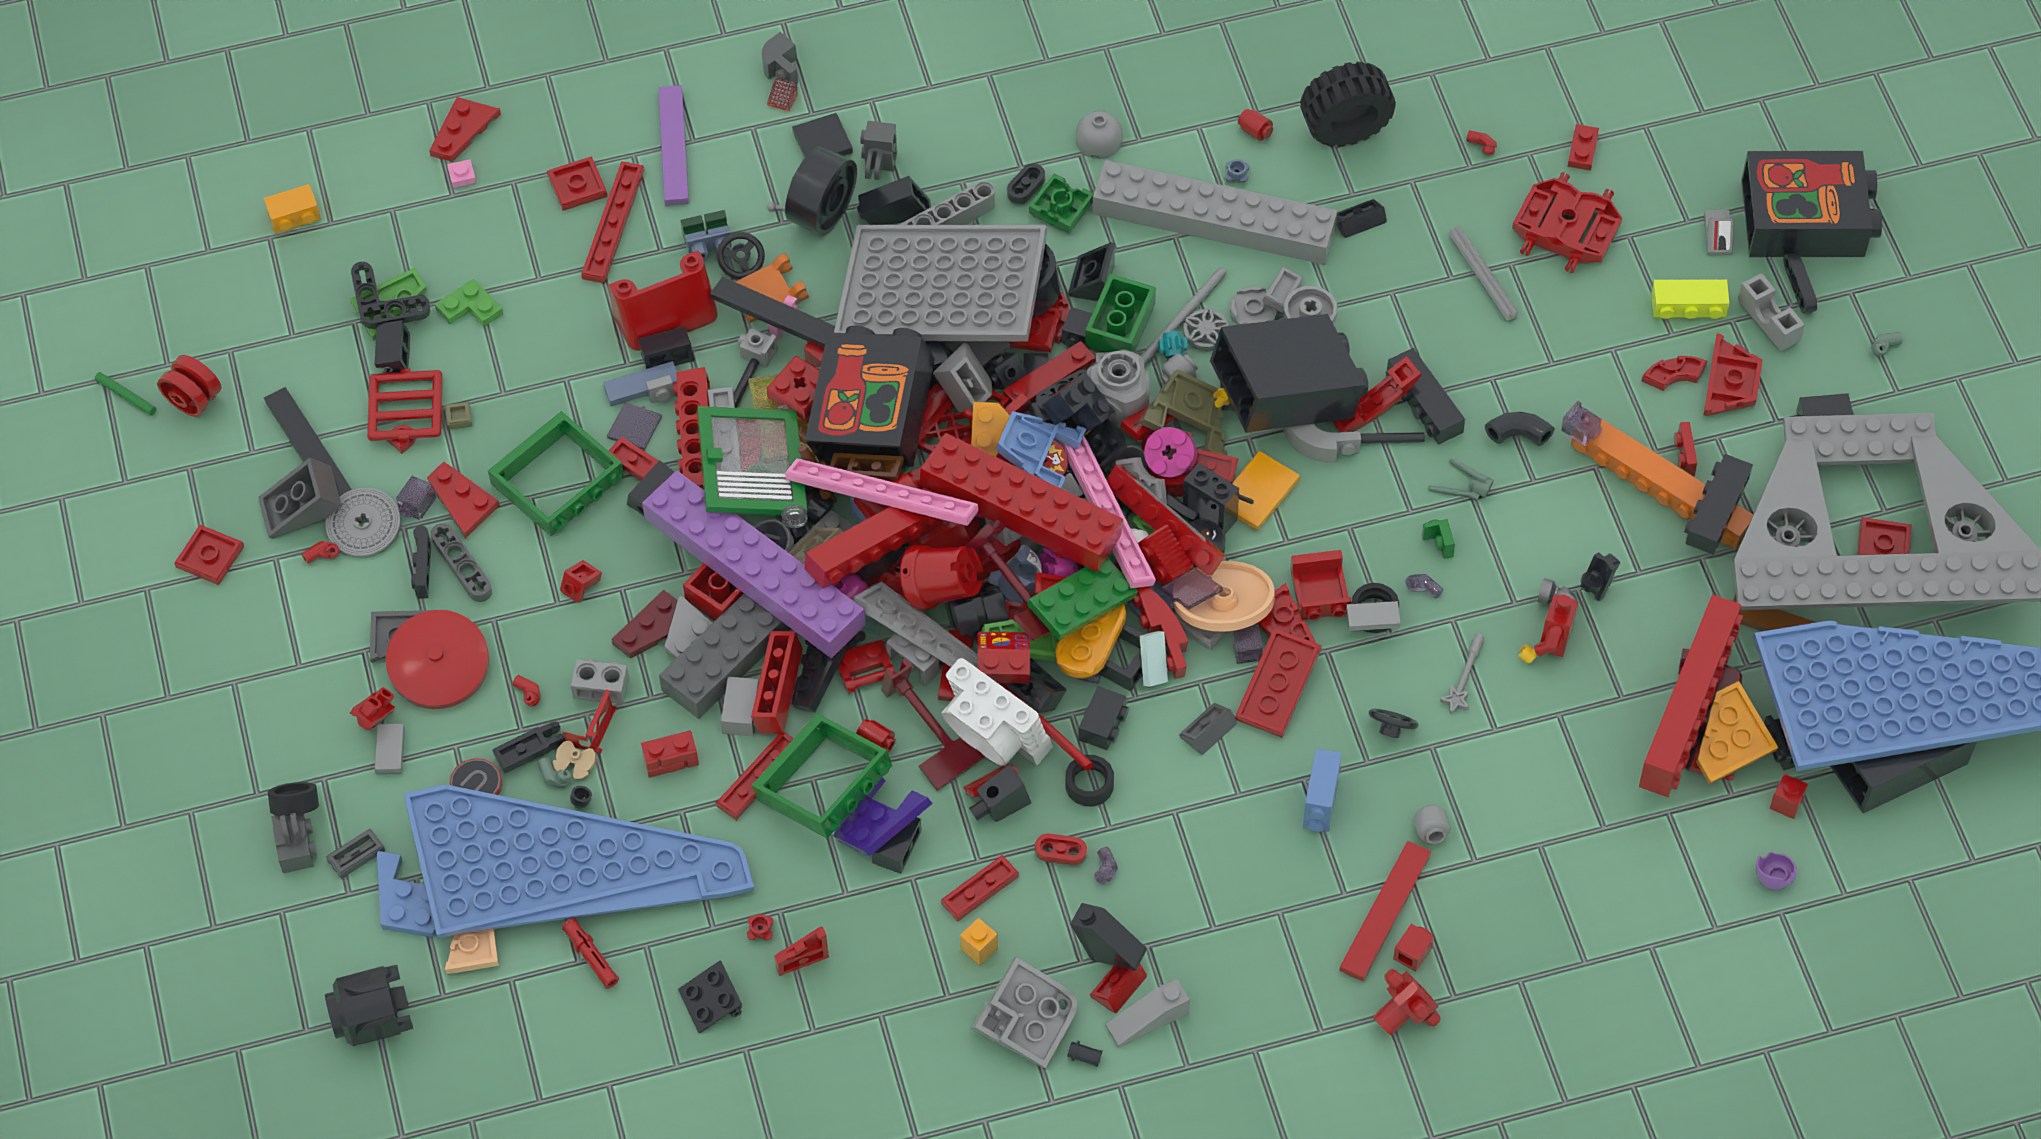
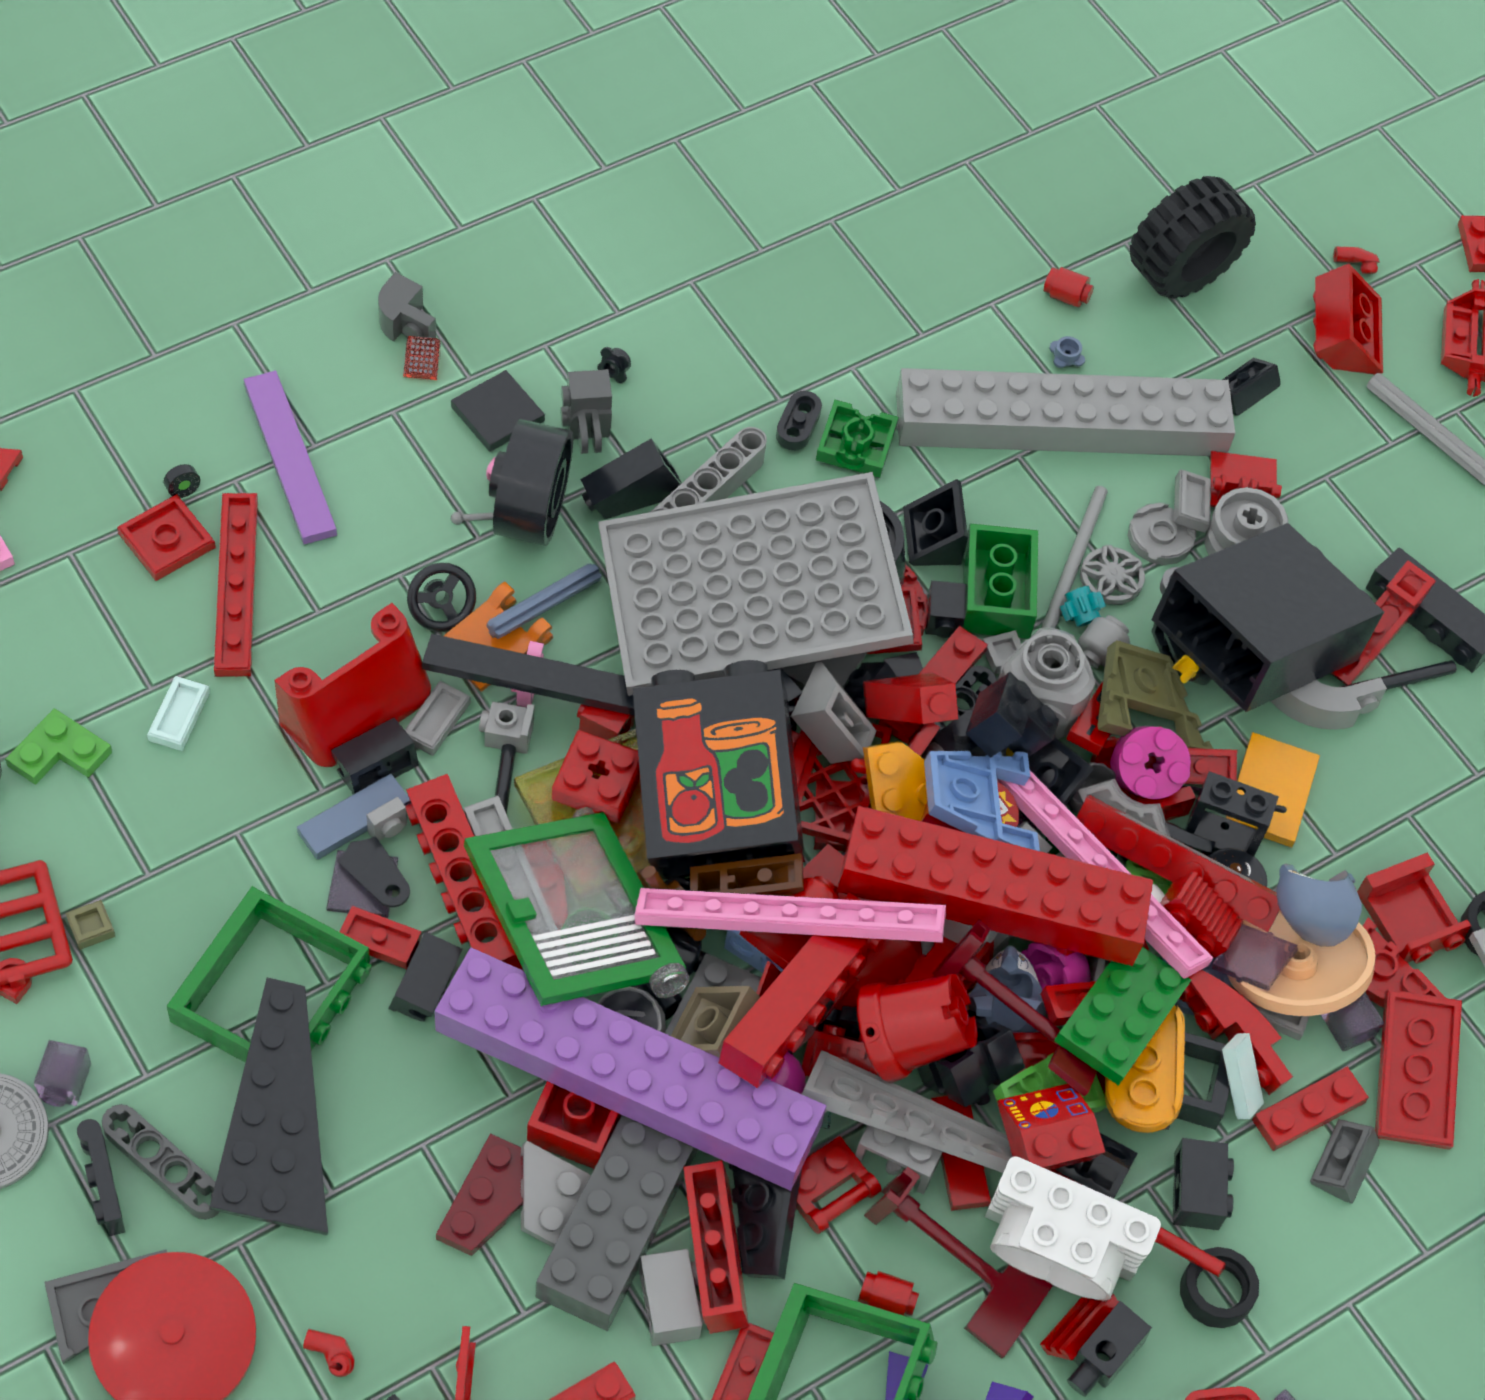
camera: 25 degrees left, 0 degrees up
(462, 498) = (135, 1056): red wing -> none
(529, 560) = (273, 1140): none -> black wing
(551, 297) = (178, 713): none -> light aqua tile
(578, 579) = (357, 1148): red bracket -> none
(597, 148) = (182, 480): none -> black tile
(601, 675) = (442, 1320): light grey brick -> none
(643, 419) = (375, 871): none -> black piece
(695, 235) = (378, 575): hips -> none
(714, 333) = (437, 717): none -> light grey tile
(806, 271) = (543, 600): none -> sand blue axle
(912, 121) = (616, 362): none -> black plate
(1018, 378) = (911, 699): none -> red slope
(1099, 134) = (870, 336): light grey cylinder -> none
(1197, 692) = (1310, 1108): none -> red plate
(1239, 564) = (1319, 909): none -> sand blue piece
(1332, 278) = (1241, 471): none -> red hinge
(1453, 186) = (1348, 322): none -> red slope

